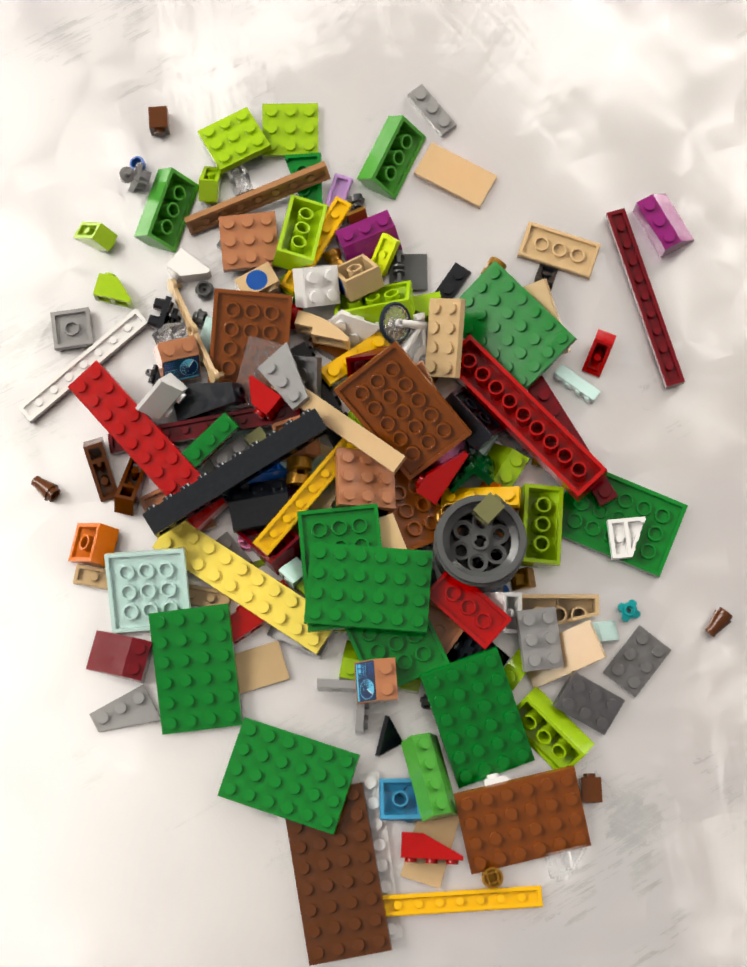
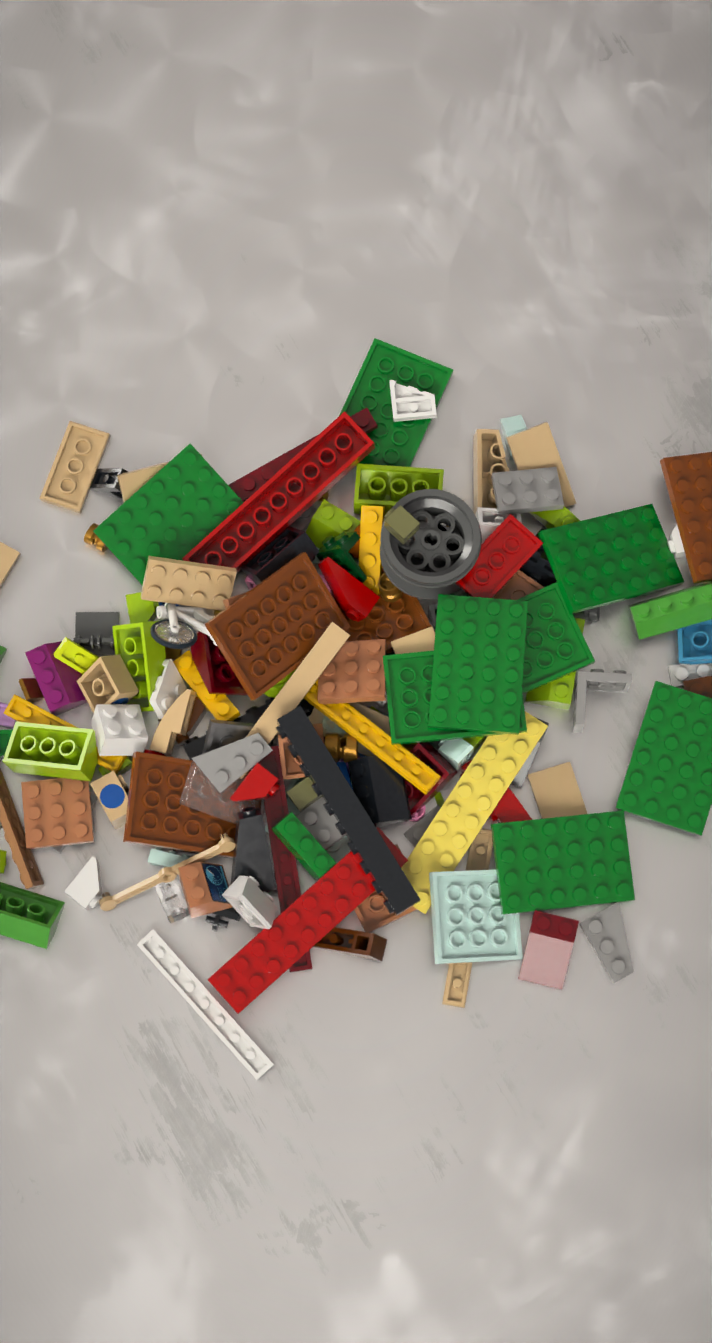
camera: 85 degrees left, 0 degrees up
(46, 489) = (353, 1043): reddish brown cone -> none
(72, 328) = (159, 1020): light grey plate -> none
(92, 542) = (420, 984): orange slope -> none
(96, 236) = (43, 996): lime slope -> none
(100, 468) = (330, 978): reddish brown slope -> none
(111, 291) = (113, 973): lime slope -> none
(165, 306) = (154, 915): black hips -> none
(199, 317) = (148, 870): dark grey plate -> none
(204, 285) = (109, 861): dark grey plate -> none
(333, 257) = (81, 716): pearl gold wheel -> none
(356, 200) = (7, 691): dark grey plate -> none
(376, 681) = (579, 657): slope -> none
(388, 738) = (632, 656): black slope -> none
(453, 281) = (111, 583): black plate -> none
(552, 731) = (623, 483): lime slope -> none
(576, 383) = (234, 450): light aqua piece -> none
(588, 702) = (591, 445): flat silver plate -> none
(590, 788) = (681, 444): reddish brown brick -> none
(599, 353) = (199, 425): red slope -> none
(626, 616) = (489, 409): teal plate -> none
(637, 661) = (543, 397): flat silver plate -> none
(645, 298) = (134, 375): dark red plate -> none
(662, 224) = (48, 353): magenta slope -> none
(718, 621) = (499, 311): reddish brown cone -> none

